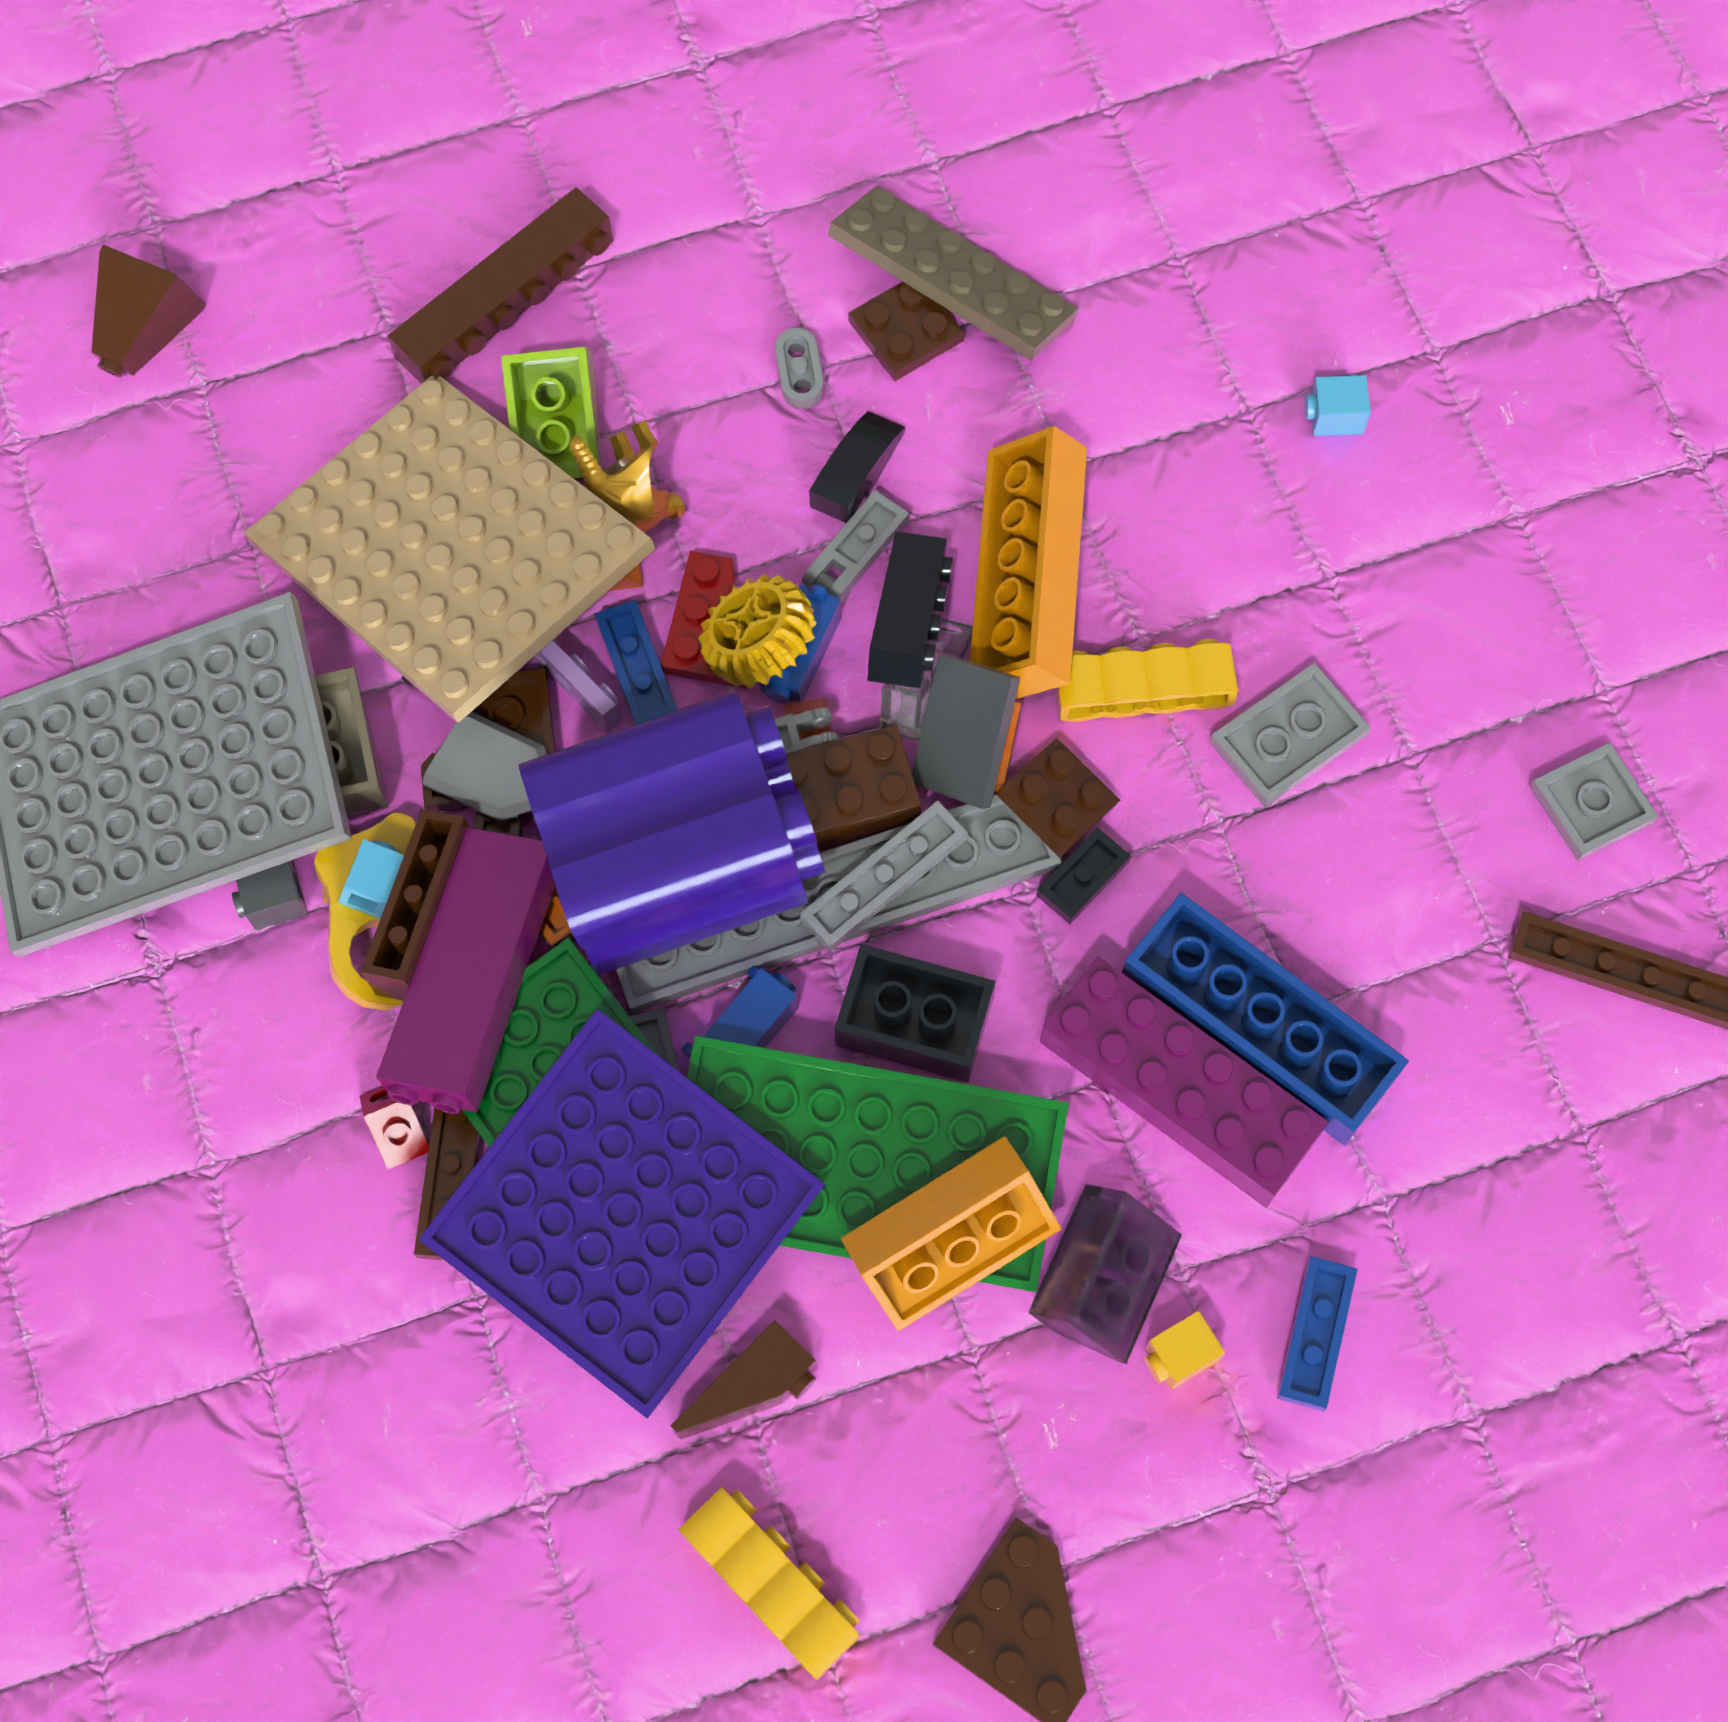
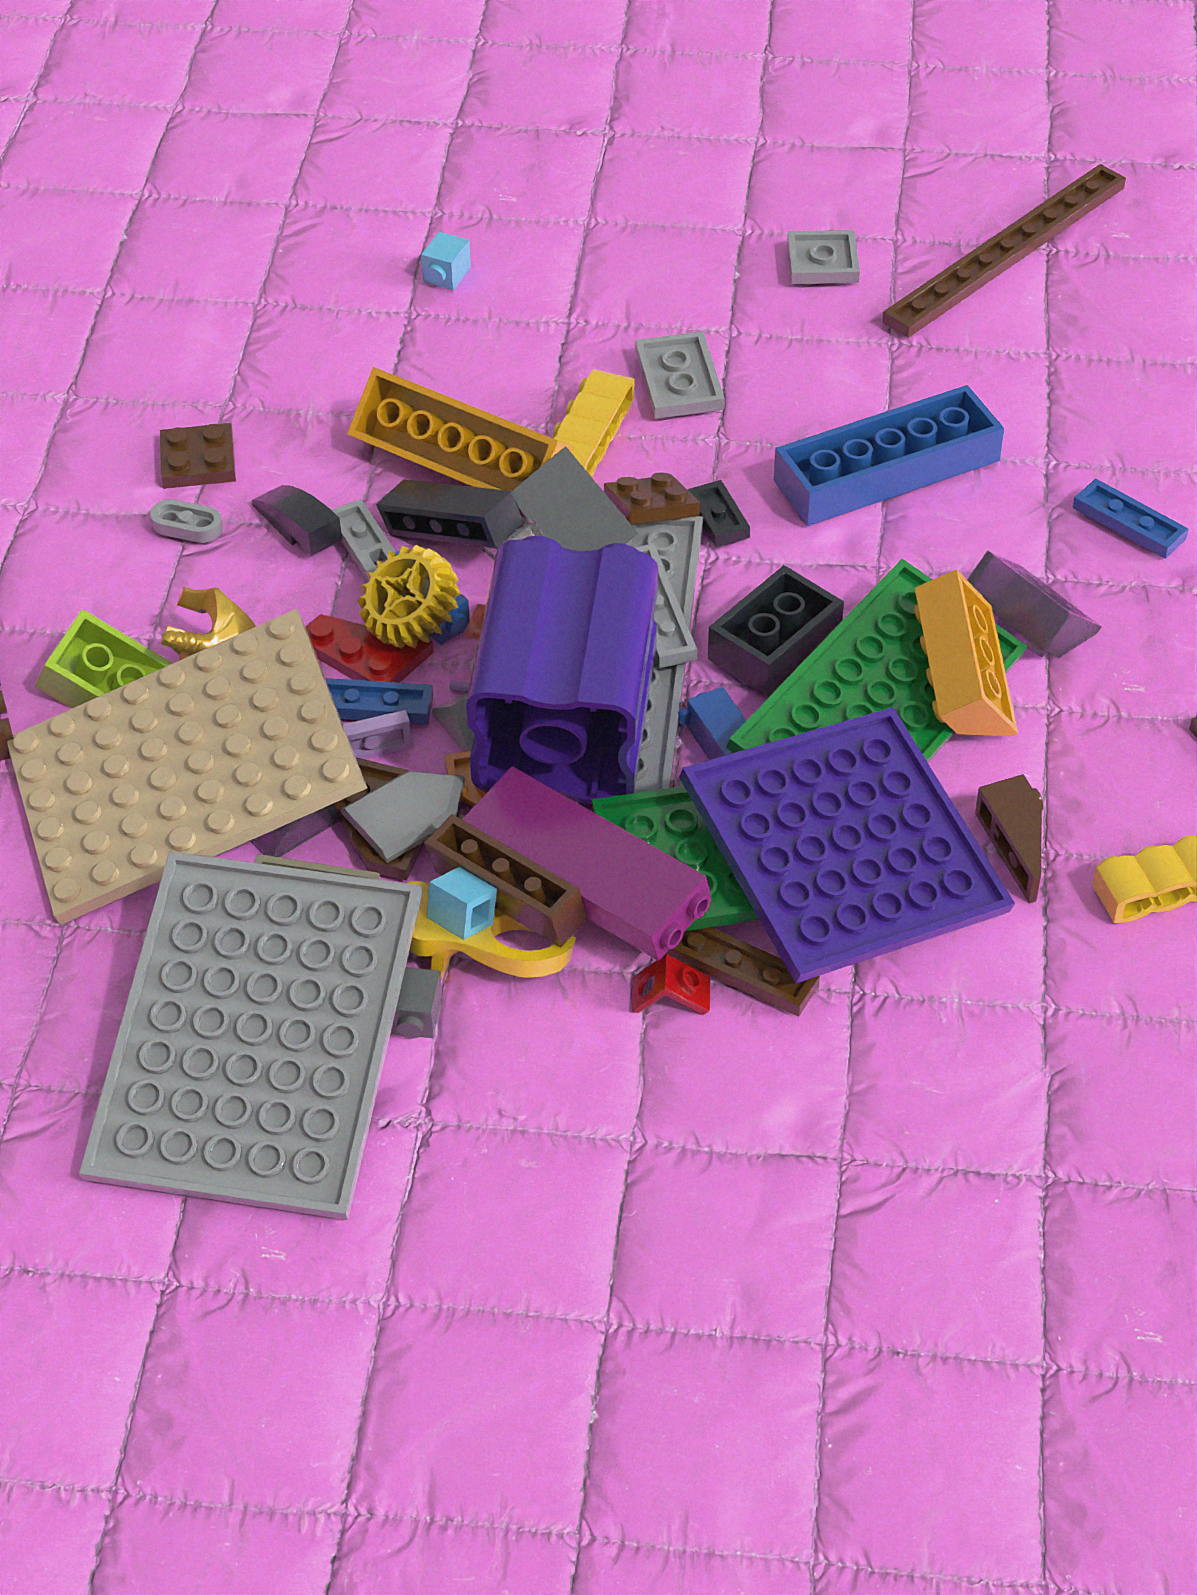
camera: 65 degrees left, 20 degrees down
(953, 272) = (176, 408): dark tan plate -> none
(1182, 1081) = (909, 514): magenta brick -> none
(1183, 1351) = (1110, 585): yellow brick -> none

